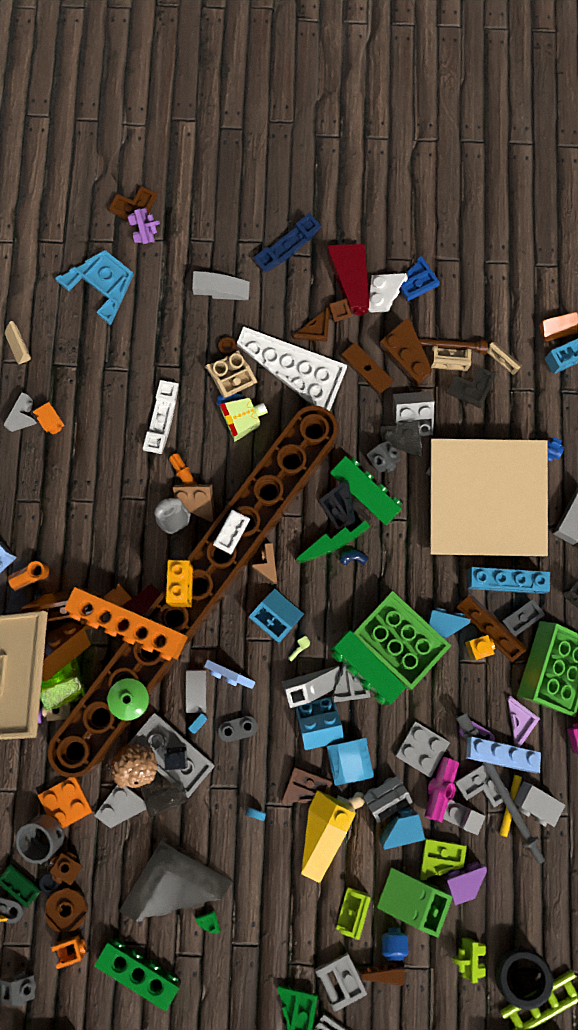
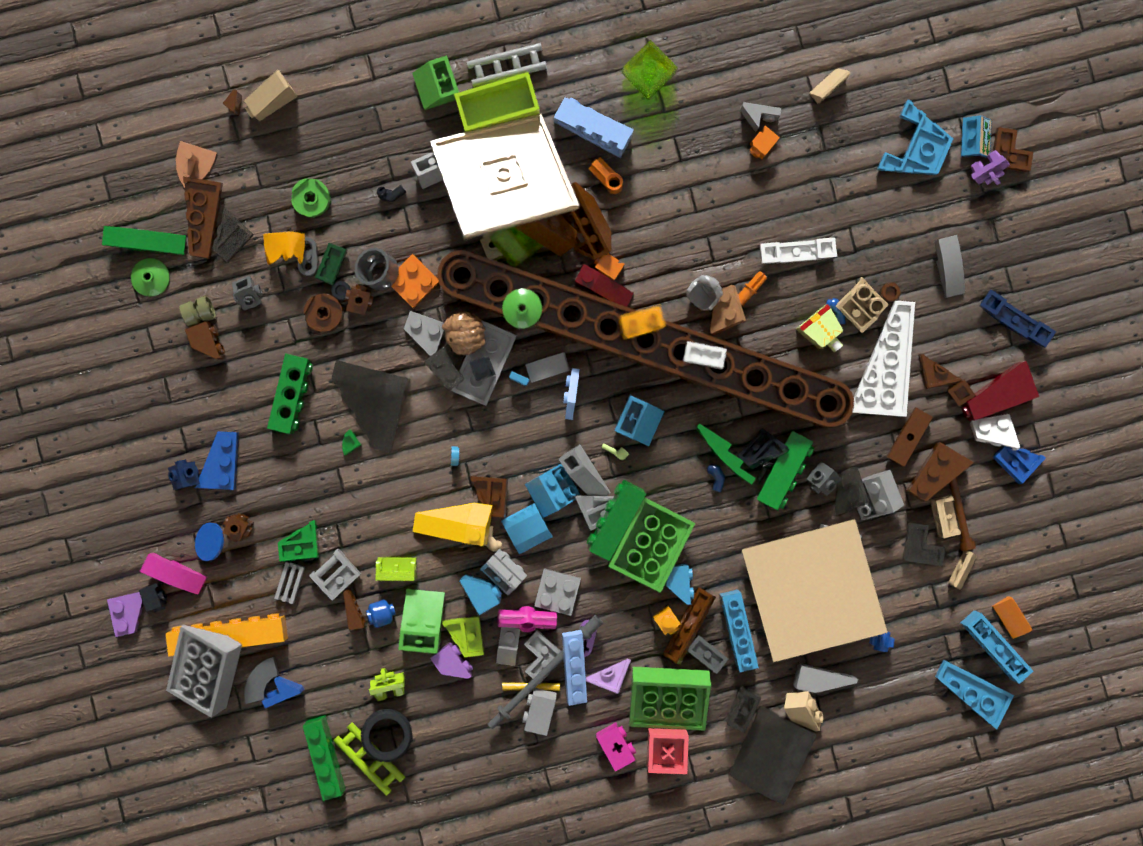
camera: 80 degrees right, 10 degrees up
(64, 957) = (286, 322): orange window -> none
(80, 600) = (598, 234): orange brick -> none
(110, 230) = (976, 136): none -> dark azure panel
(237, 728) = (525, 416): dark grey plate -> none
(268, 569) = (680, 400): medium nougat slope -> none

